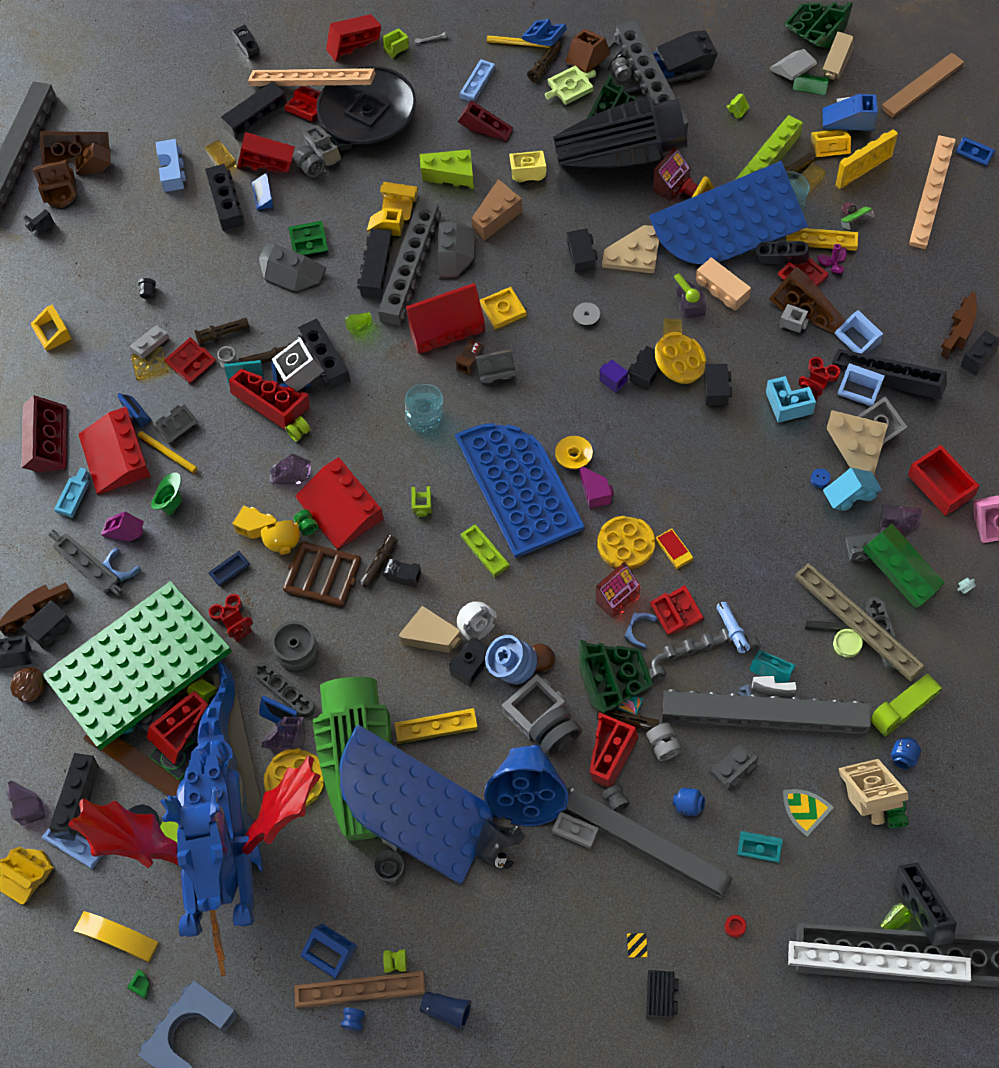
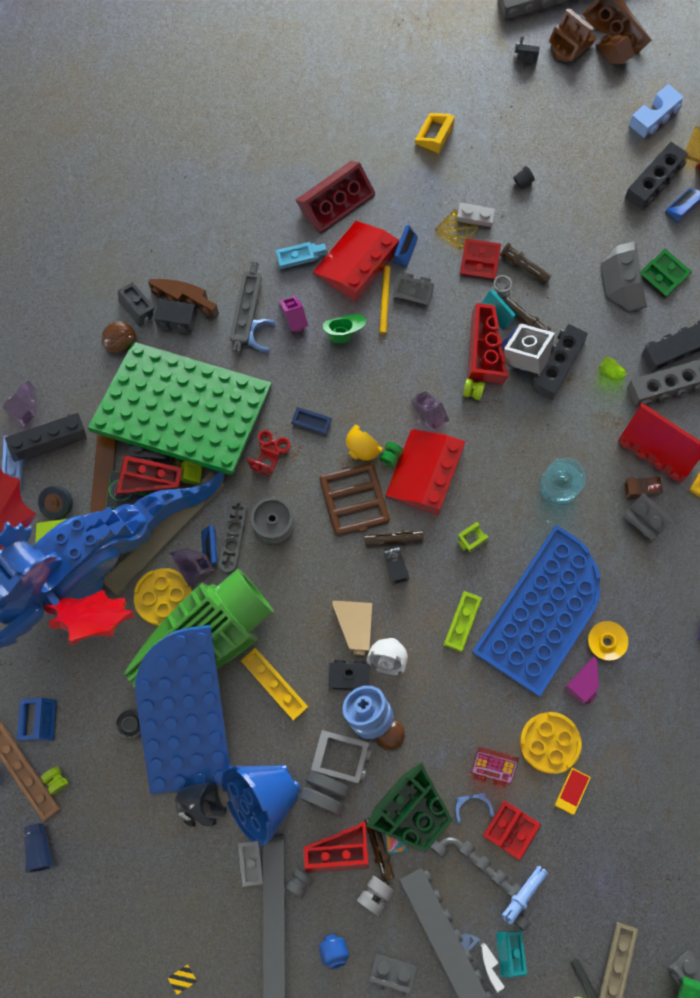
camera: 55 degrees right, 10 degrees up
(251, 522) = (362, 413): yellow slope -> none

